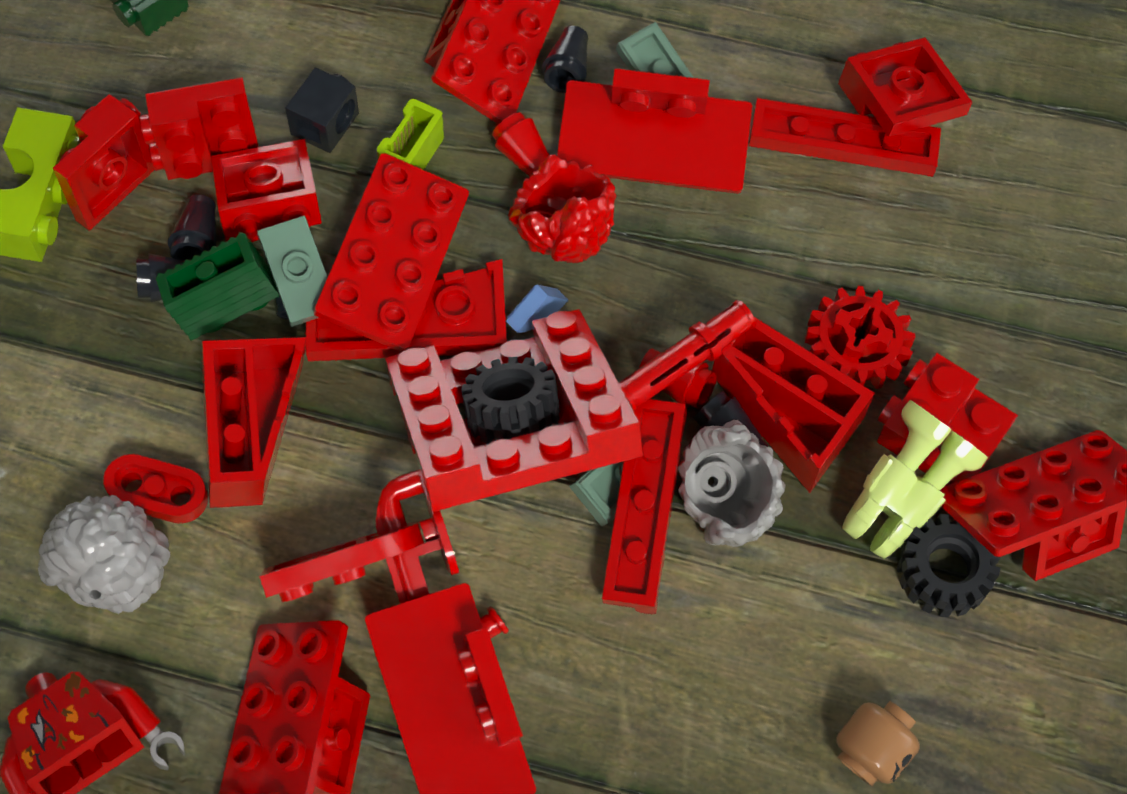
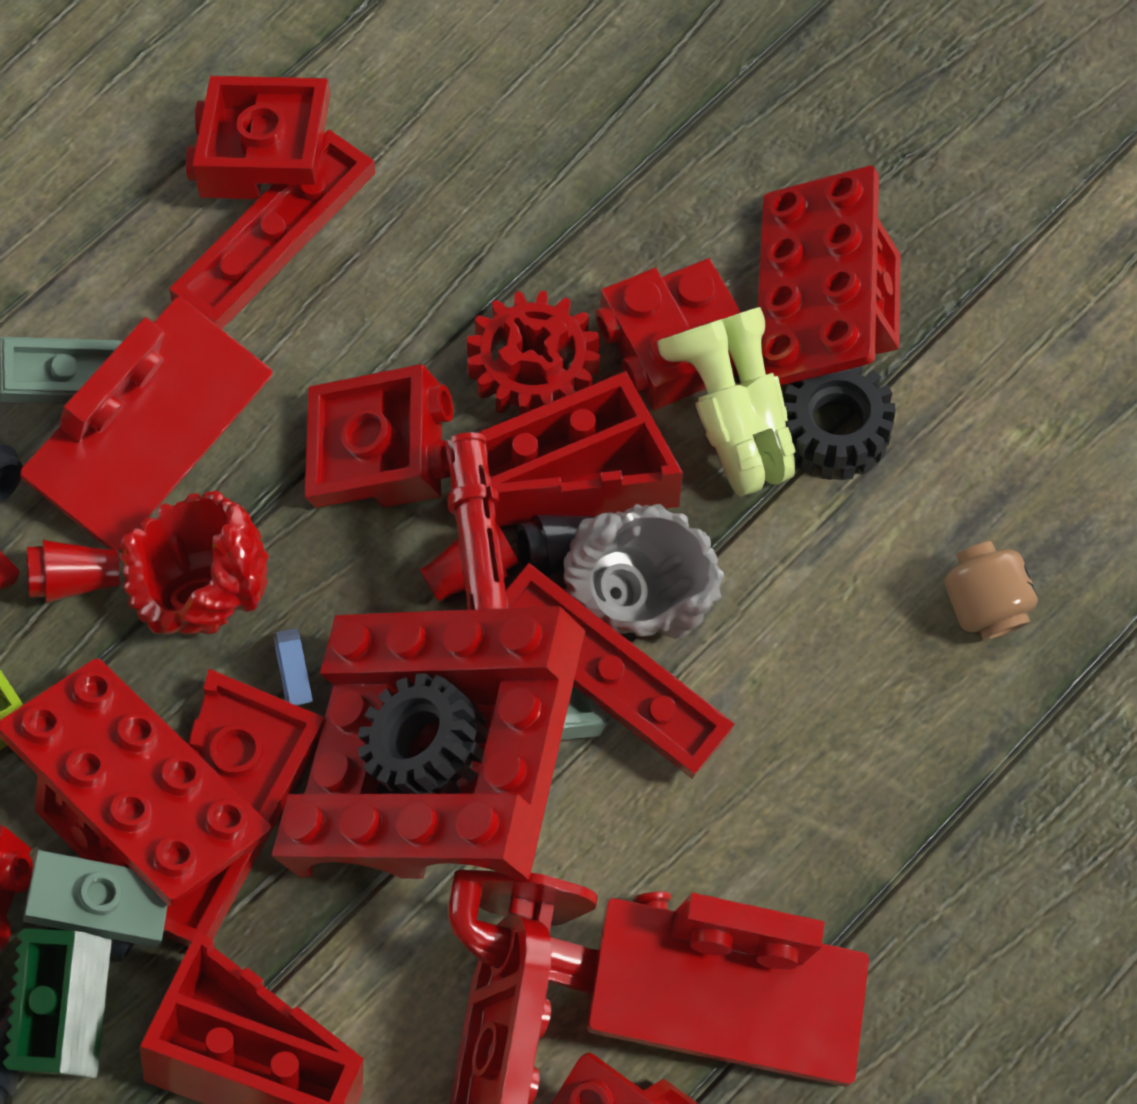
camera: 60 degrees left, 0 degrees up
(729, 266) = (377, 438): none -> red plate

